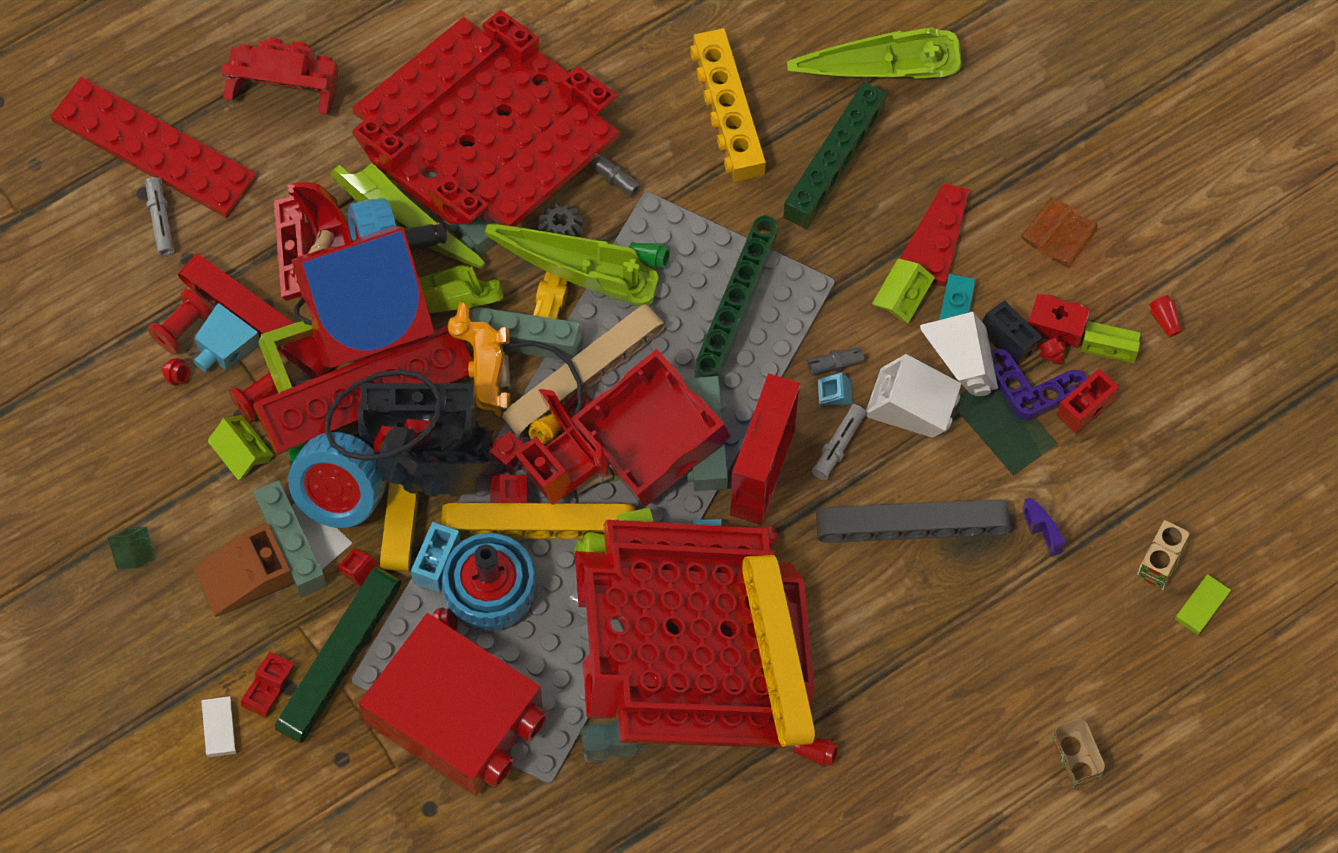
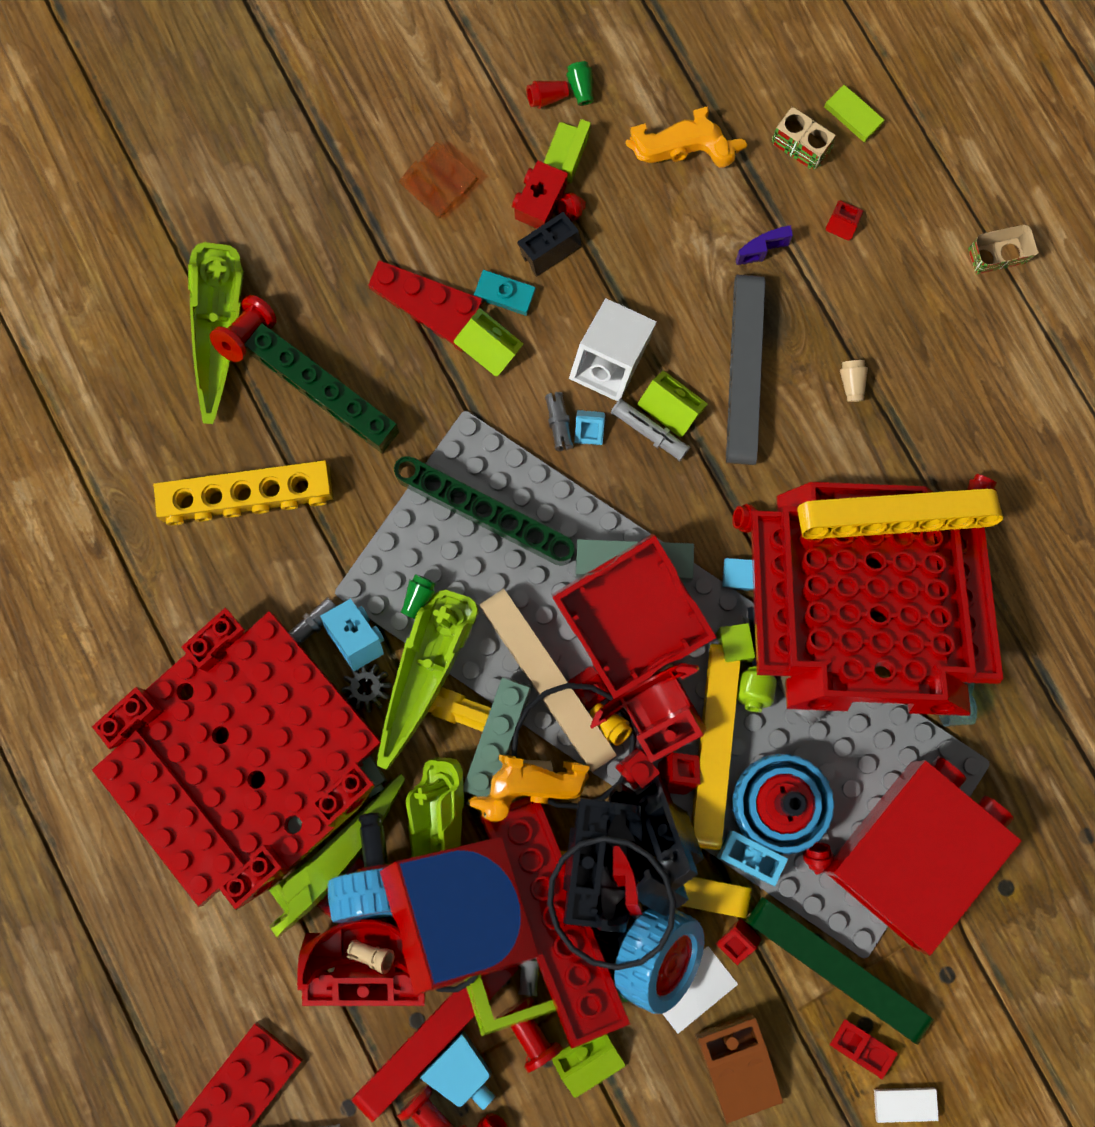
camera: 85 degrees left, 15 degrees up
(281, 66) = (130, 985): red piece -> none
(290, 538) = (707, 1014): sand green brick -> none
(606, 204) = (352, 634): none -> medium azure brick
(764, 449) = (676, 498): red tile -> none
(870, 459) = (671, 403): none -> lime panel
(872, 74) = (231, 340): none -> red piece
(918, 624) = (854, 379): none -> tan cone
(965, 349) = (576, 289): white slope -> none
(1009, 437) = (642, 267): clear green piece -> none
(1026, 393) = (615, 240): dark purple beam -> none
(1087, 401) = (637, 180): red brick -> none
(1087, 605) = (844, 220): none -> red slope
(1140, 441) = (685, 138): none -> light orange animal
(1183, 345) = (581, 82): none -> green cone

